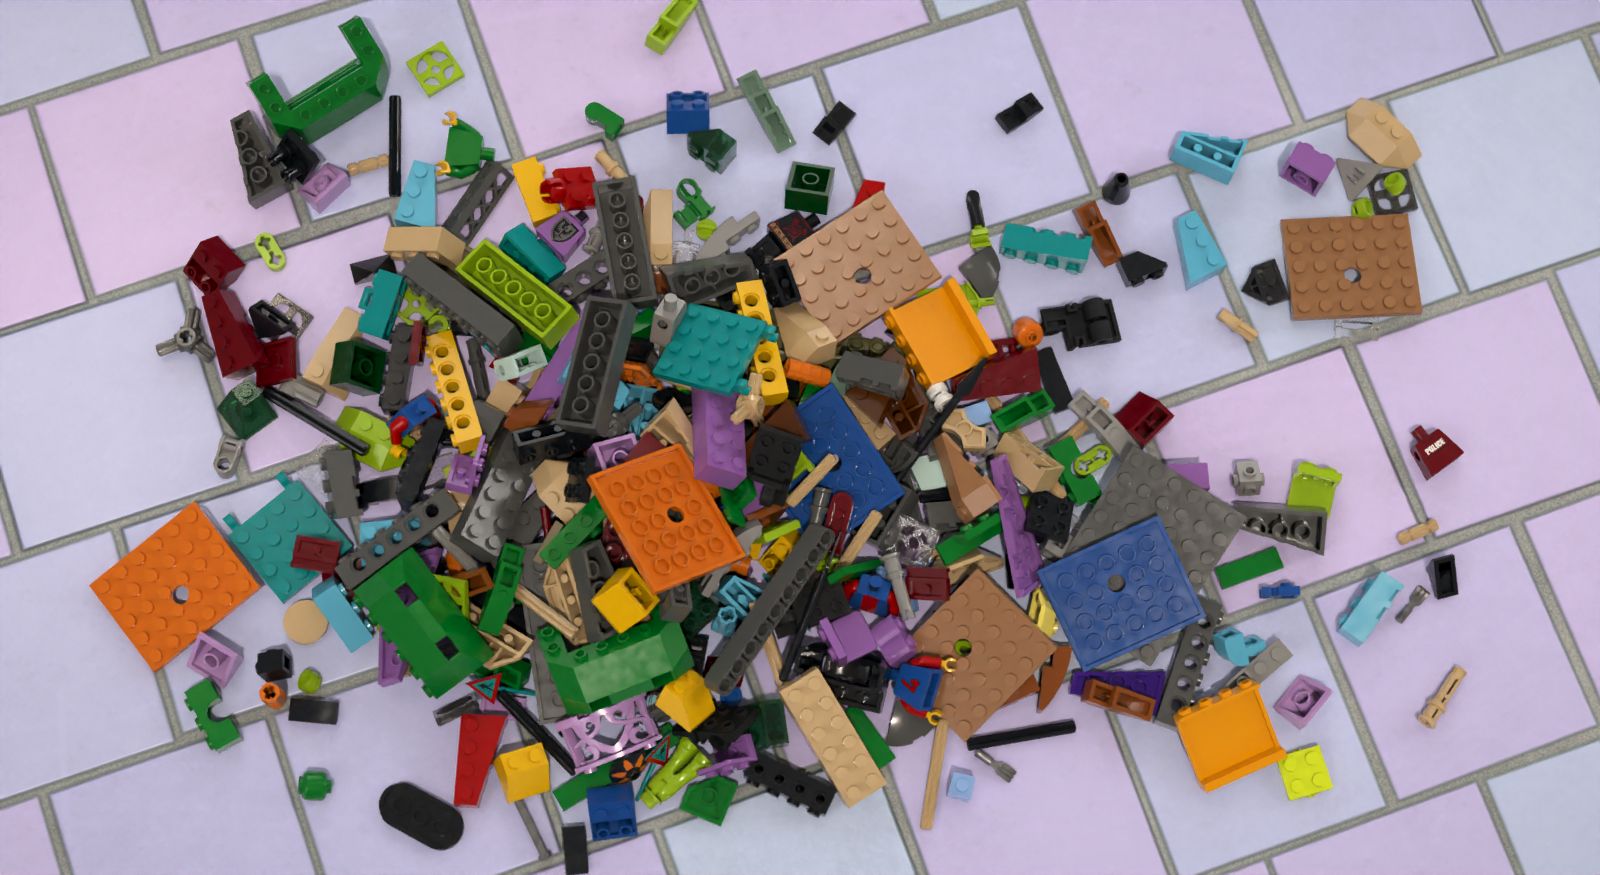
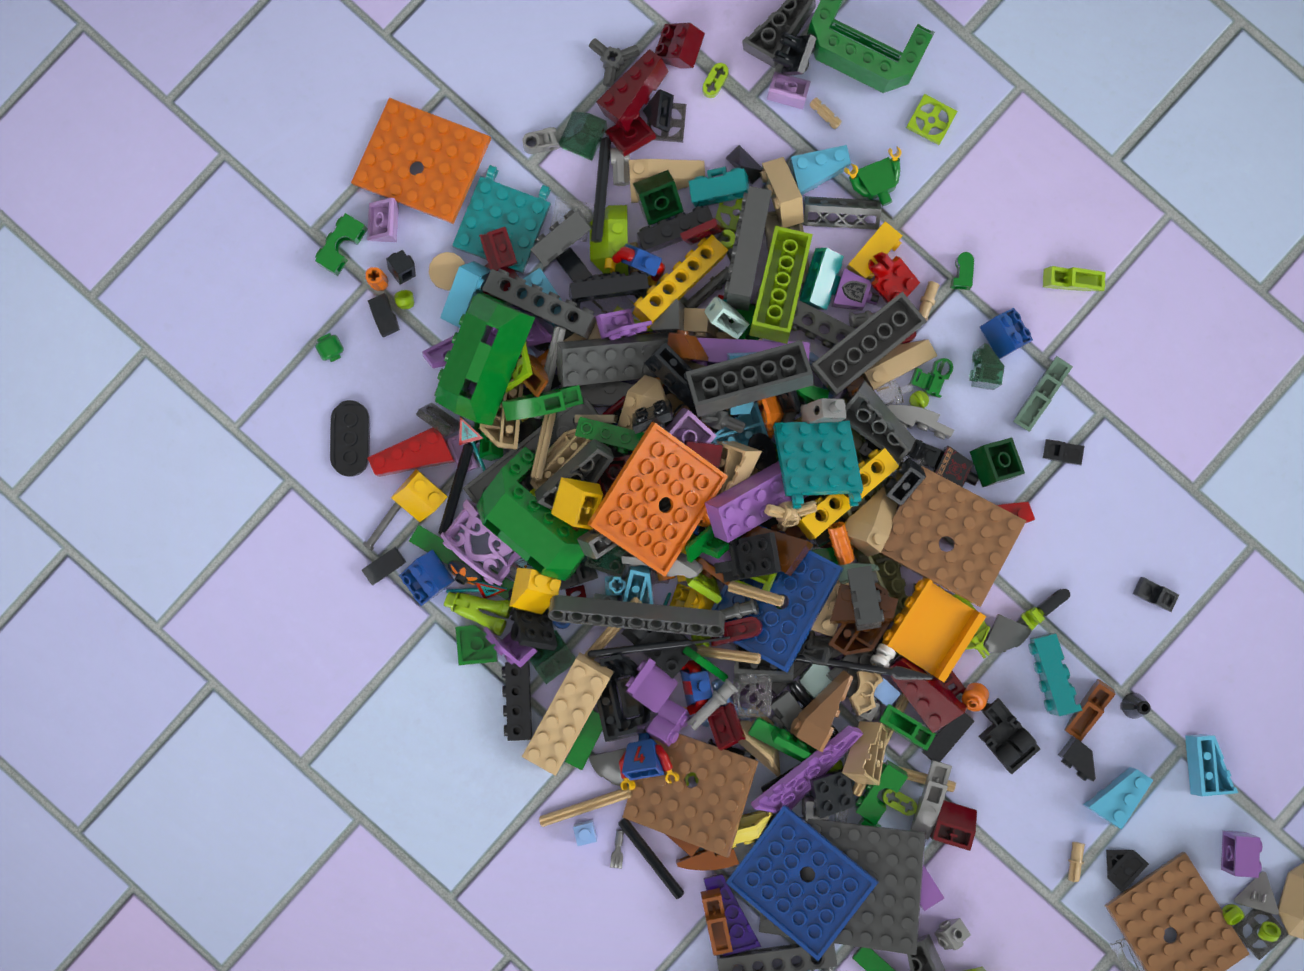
camera: 70 degrees right, 10 degrees up
(394, 146) = (852, 124): black axle -> none

